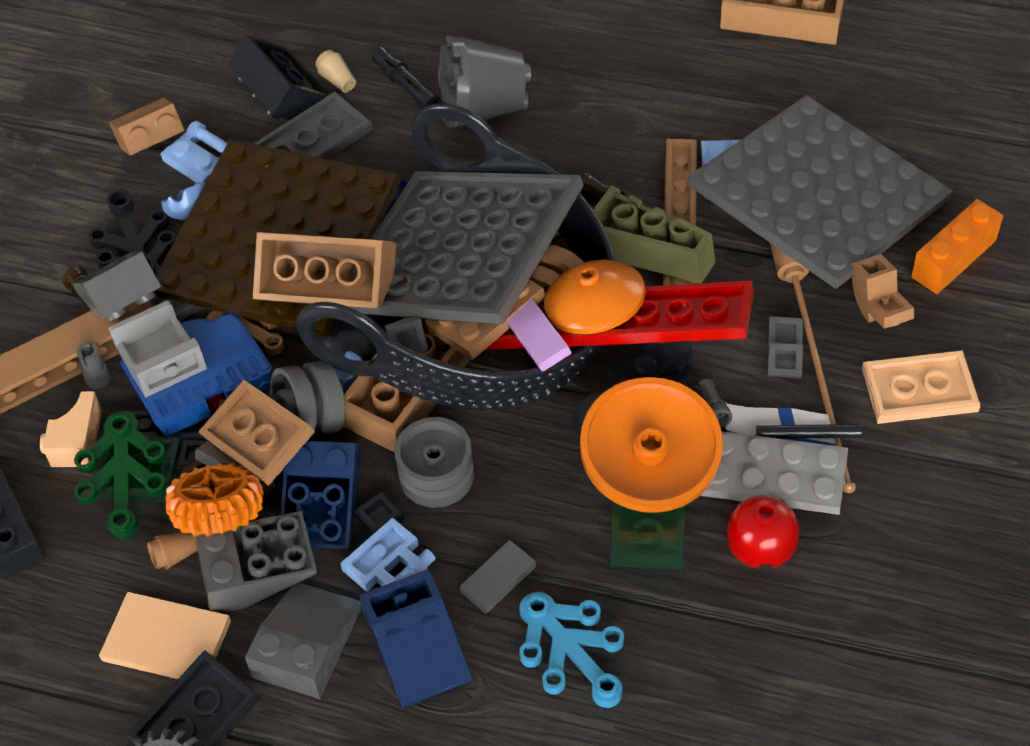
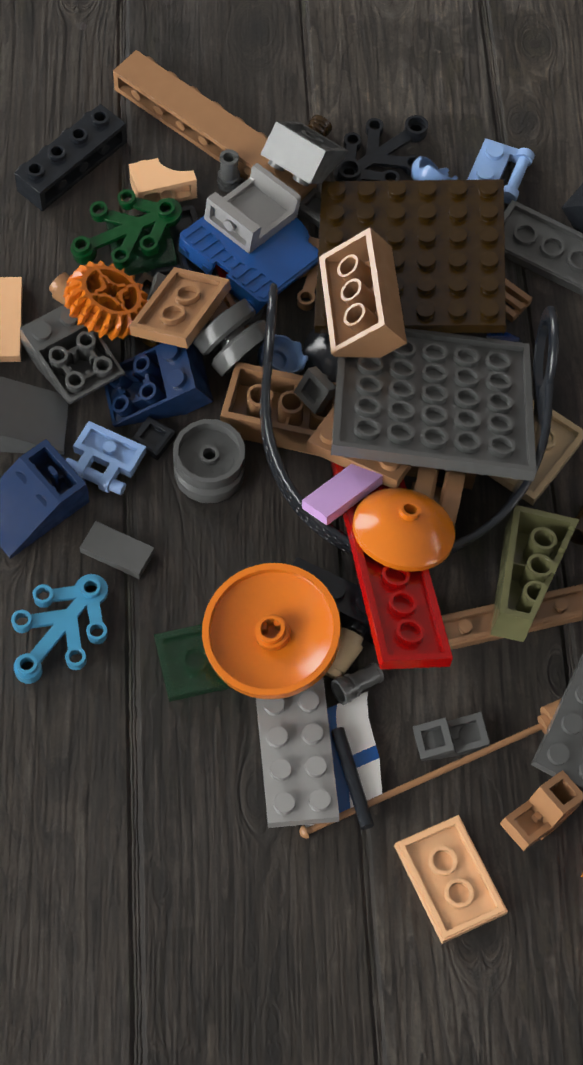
camera: 65 degrees right, 10 degrees up
(146, 126) = (505, 114): medium nougat brick -> none
(763, 531) = (227, 762): red cylinder -> none

